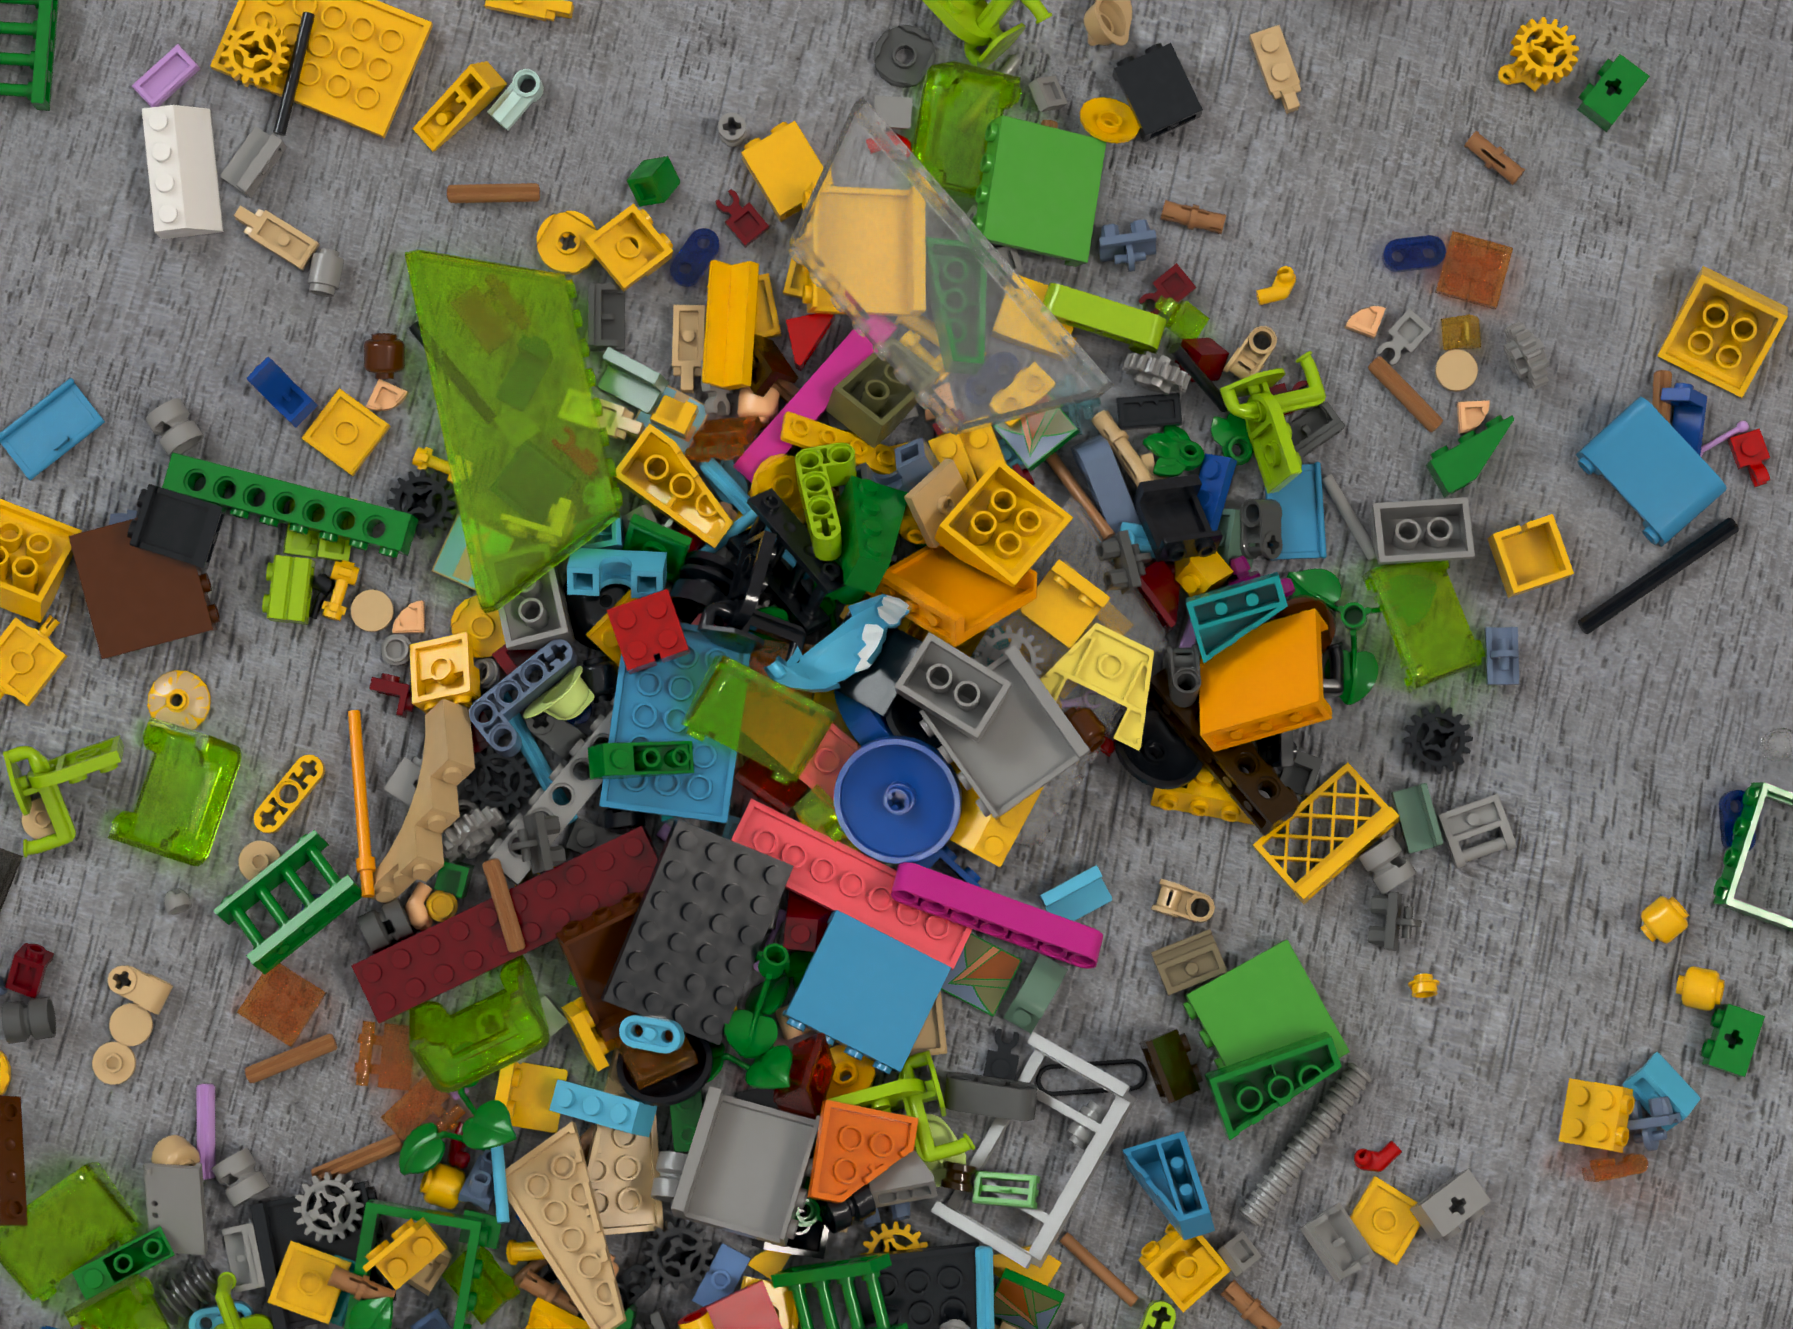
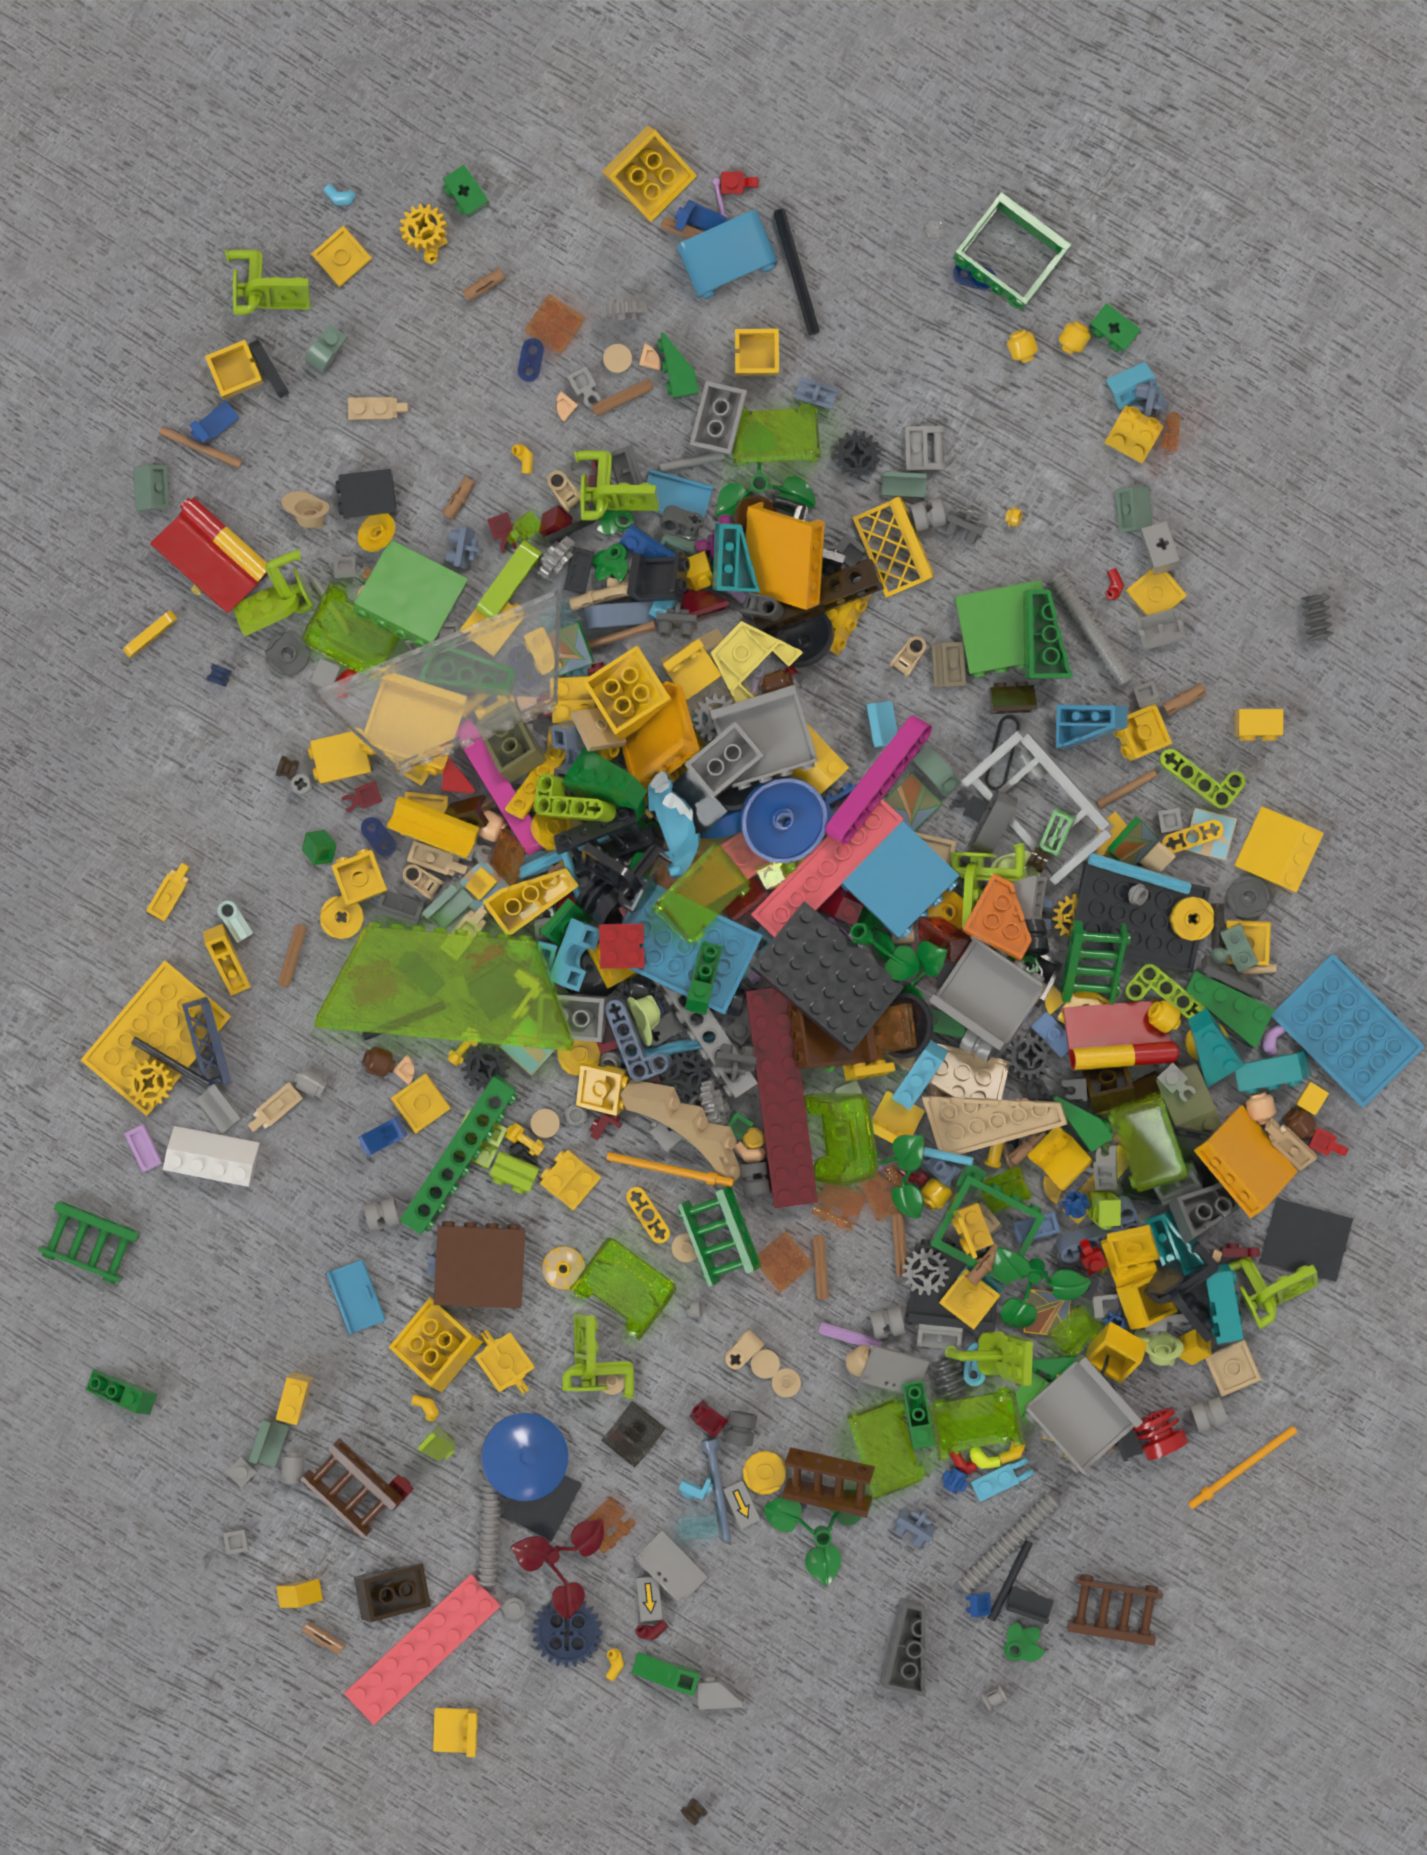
camera: 70 degrees left, 5 degrees up
(176, 525) = (450, 1231): black panel -> none
(305, 669) = (569, 1179): none -> yellow plate
(345, 120) = (213, 1035): none -> dark blue fence
(410, 619) = (559, 1099): light nougat tile -> none
(504, 905) = (754, 1096): medium nougat axle -> none
(652, 336) = (423, 881): none -> tan piece
(653, 1033) = (883, 1026): medium azure plate -> none
(748, 103) = (287, 768): none -> dark brown wheel
(1461, 332) = (593, 346): clear yellow slope -> none
(1491, 1149) = (1133, 508): none -> sand green panel

